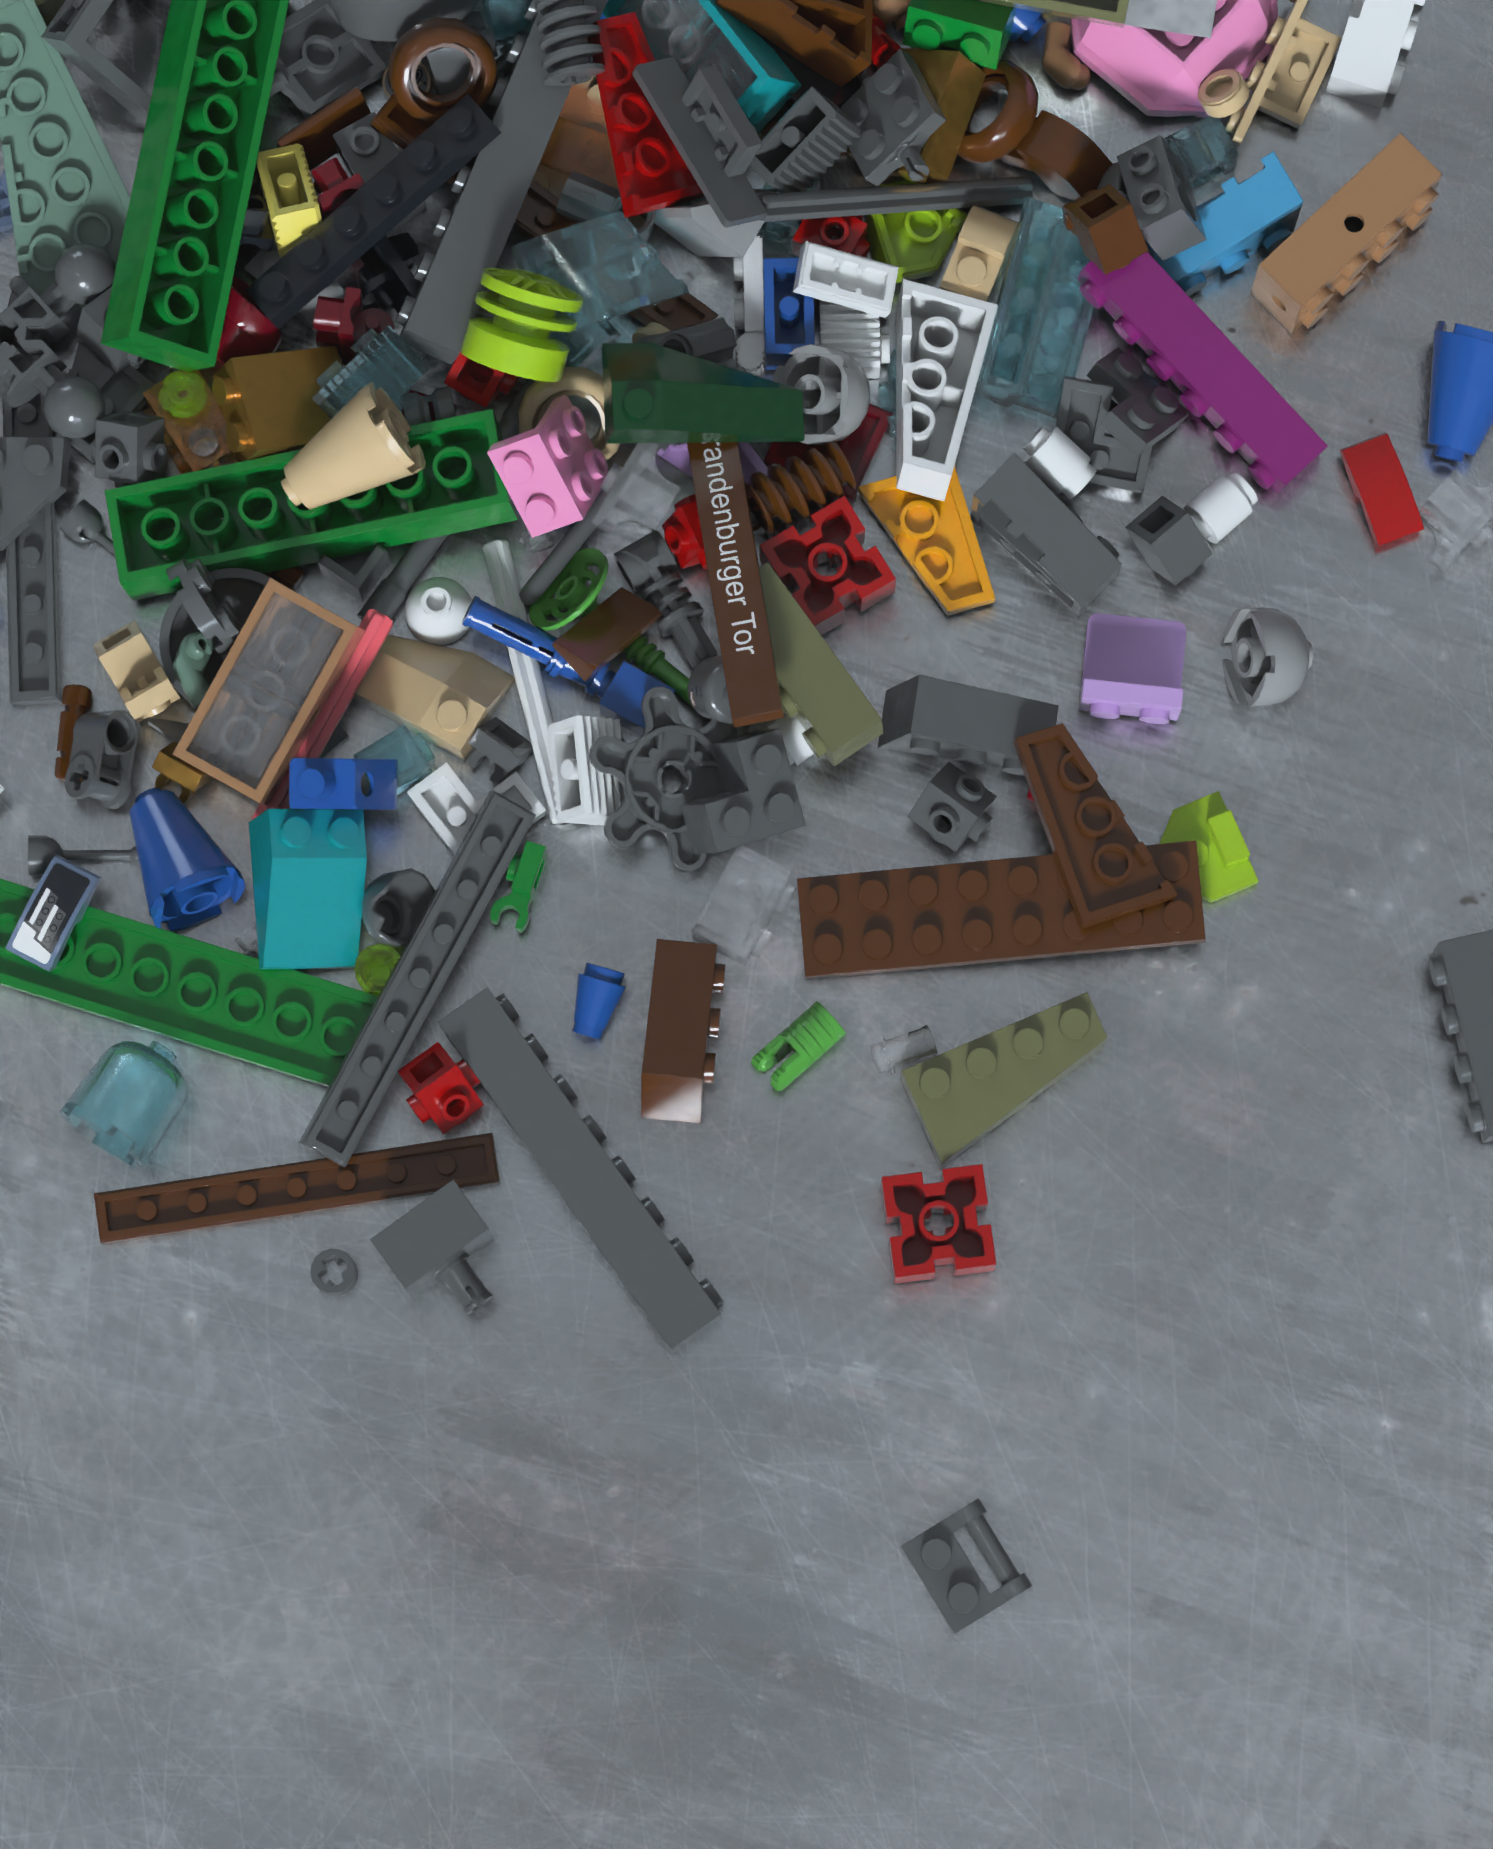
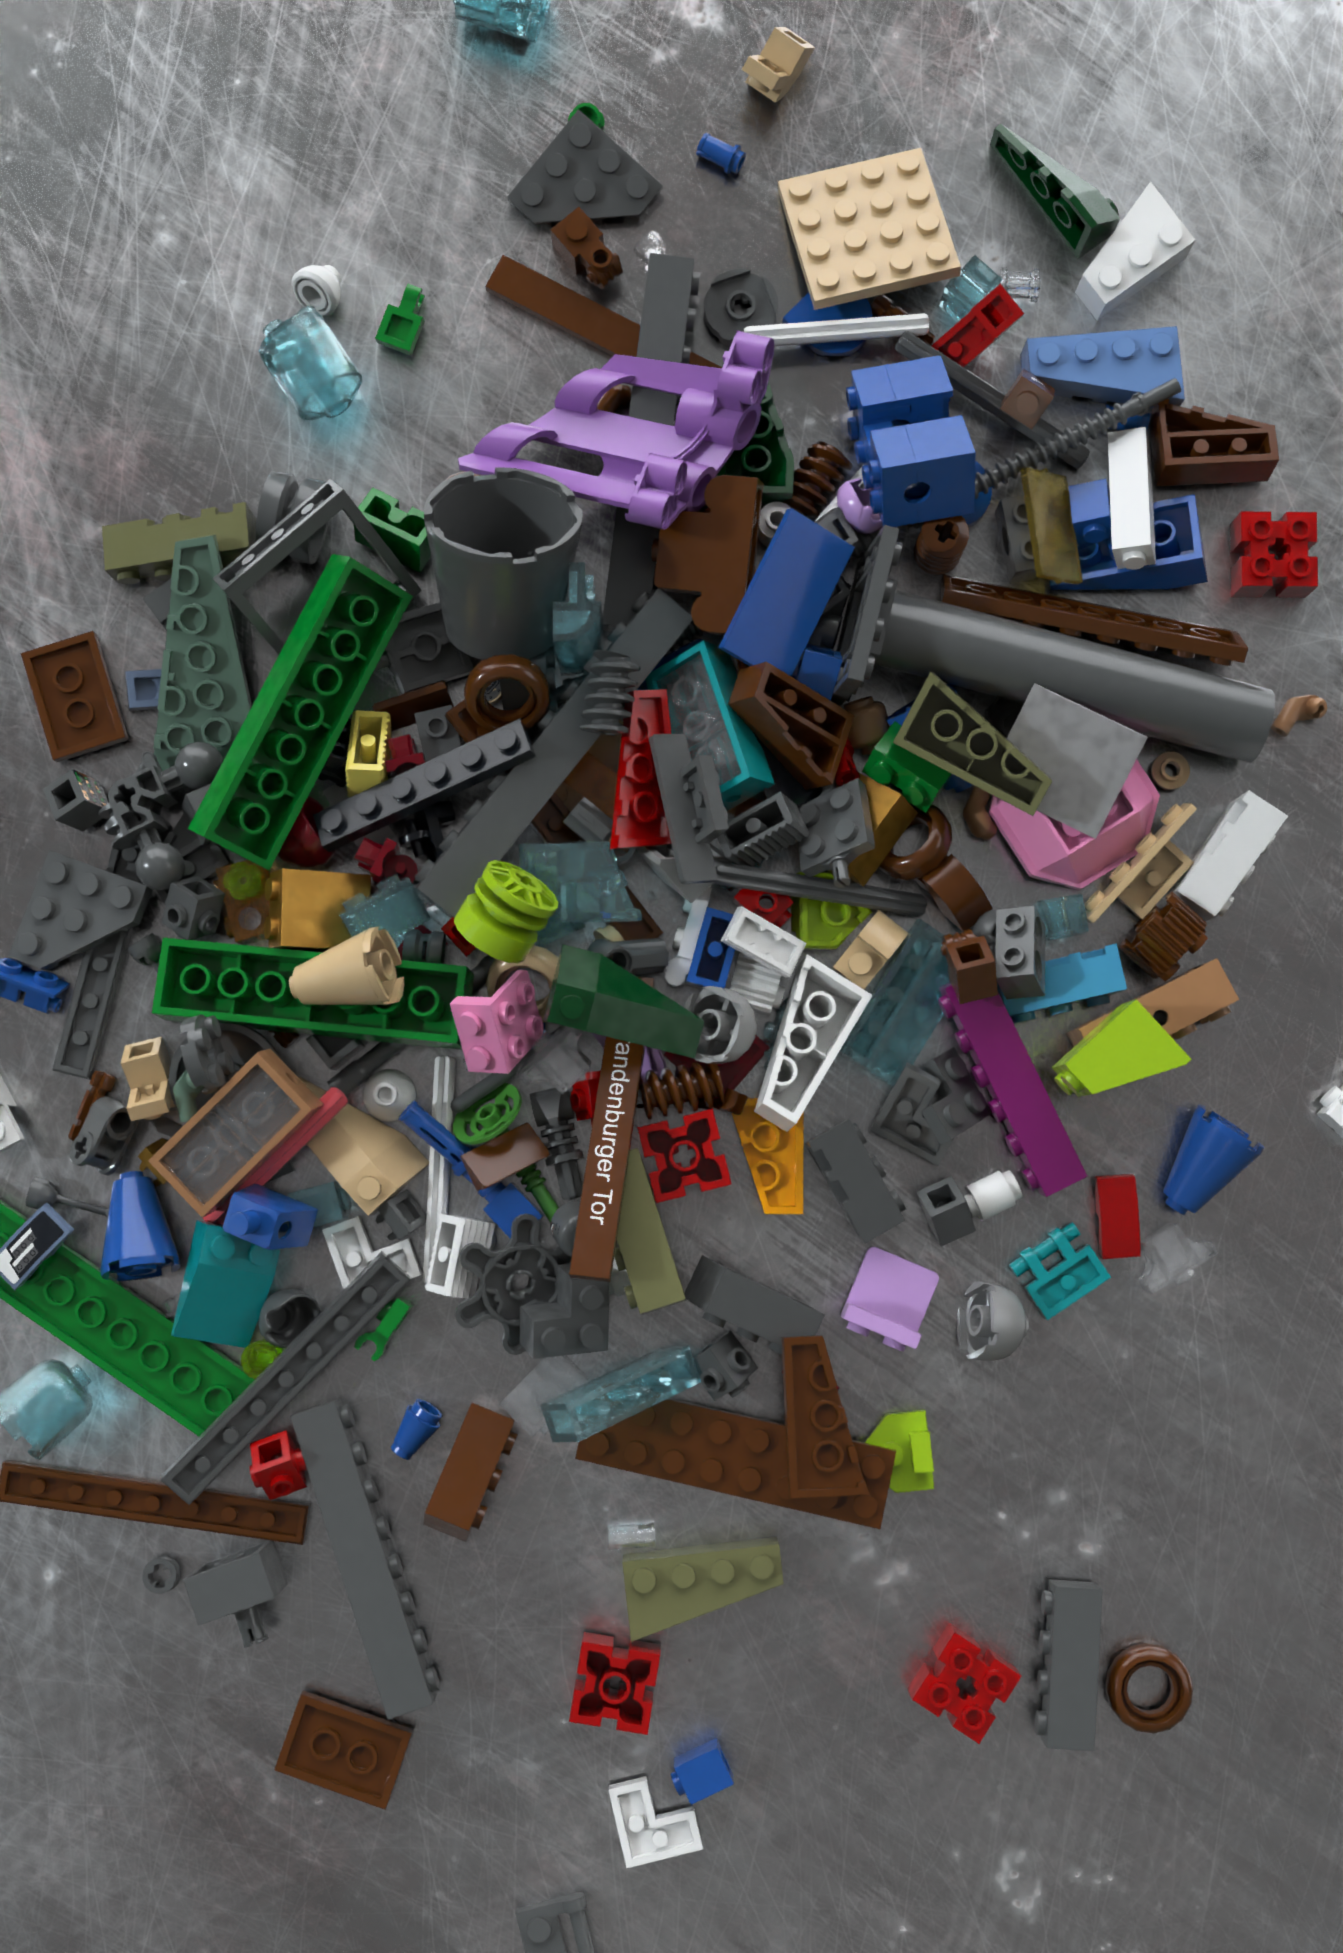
camera: 15 degrees right, 5 degrees up
(627, 1412) = (344, 1750): none -> reddish brown plate
(807, 1037) = (561, 1506): bright green hinge -> none
(837, 863) = (620, 1394): none -> clear light blue brick
(868, 487) = (733, 1102): none -> reddish brown hand
(1034, 1402) = (647, 1835): none -> white plate
(1058, 462) = (881, 1128): white brick -> none
(1078, 1303) = (702, 1772): none -> blue brick
(1223, 93) = (1091, 881): tan tile -> none
(1315, 270) = (1117, 1052): none -> lime slope
(1333, 135) = (1165, 937): none -> reddish brown brick
(1339, 1113) = (968, 1707): none -> red brick
(1341, 586) = (1067, 1280): none -> teal plate

